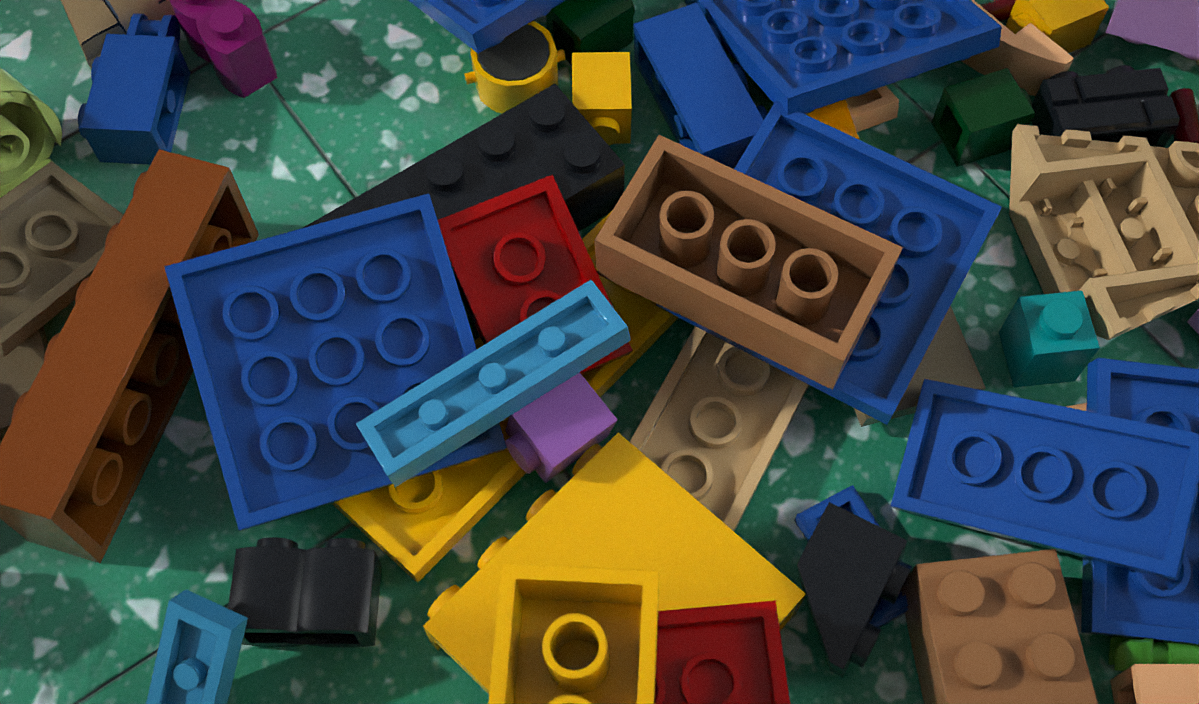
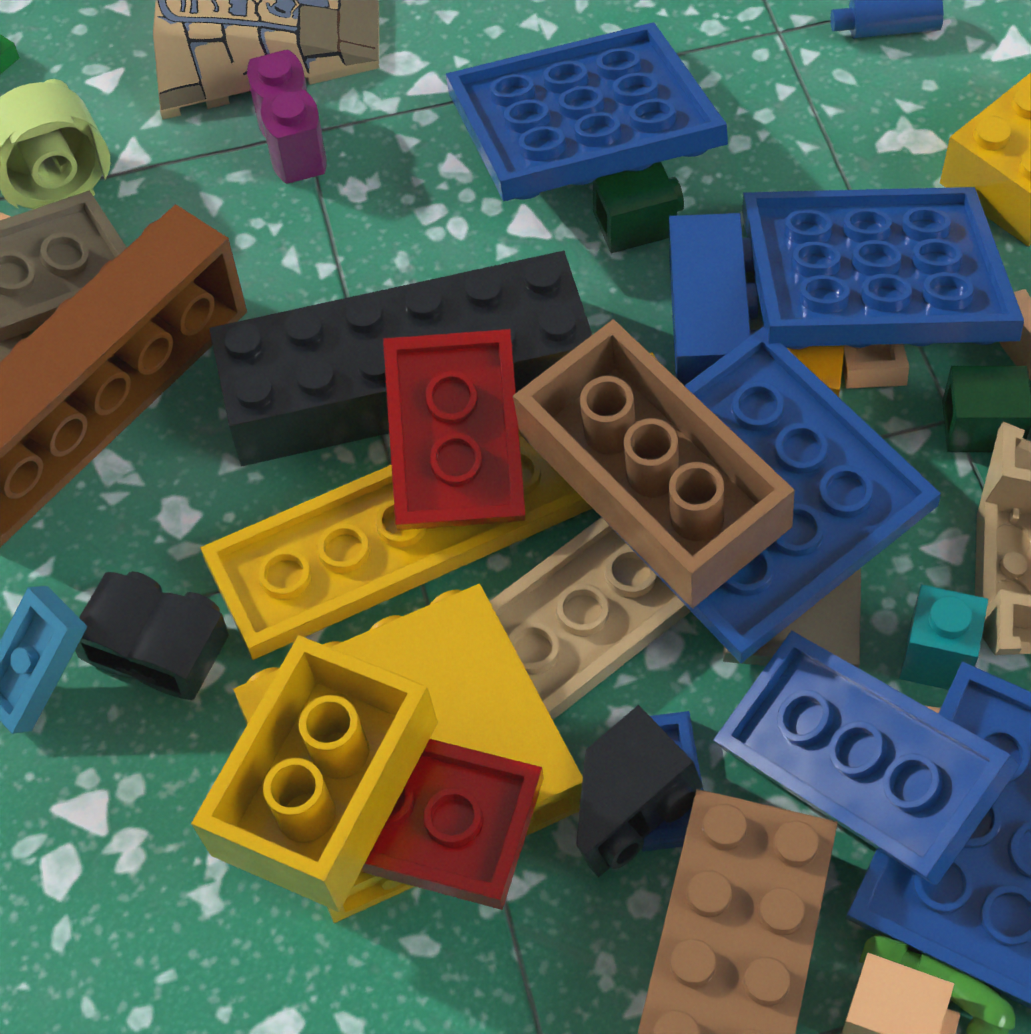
camera: 25 degrees right, 5 degrees down
(136, 92) = (190, 149): blue brick -> none
(309, 340) = (252, 436): blue plate -> none
(493, 382) = (377, 495): dark azure plate -> none
(515, 67) = (546, 225): piece -> none
(558, 428) = (425, 558): medium lavender brick -> none
(604, 93) = (614, 277): yellow brick -> none

